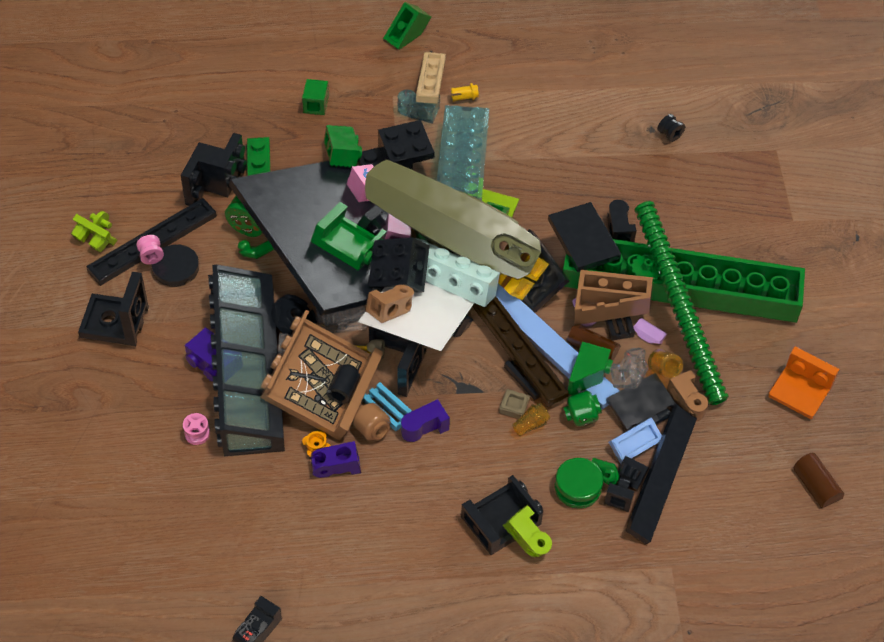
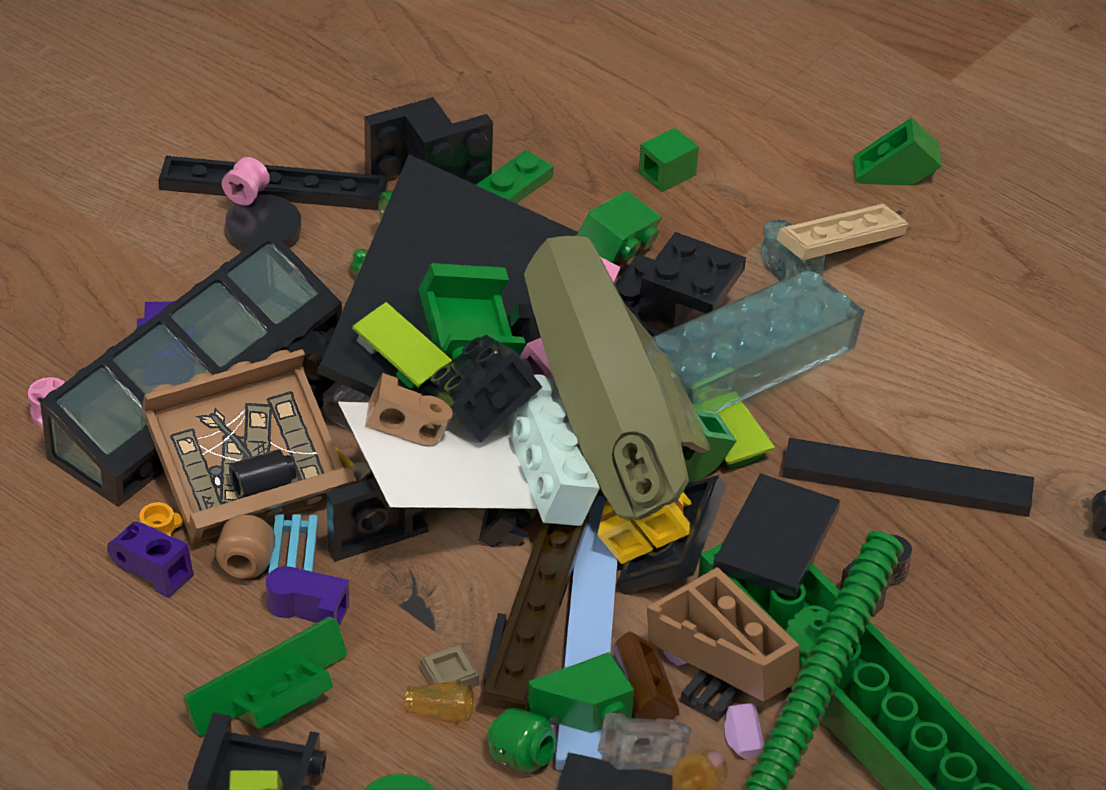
camera: 45 degrees right, 10 degrees down
(101, 236) = (219, 124): lime hips -> none
(126, 310) = (126, 220): black bracket -> none
(343, 273) = (401, 345): none -> lime piece
(461, 471) = (272, 681): none -> green bracket
(466, 92) = (874, 283): yellow pin -> none
(577, 172) = (909, 477): none -> black tile

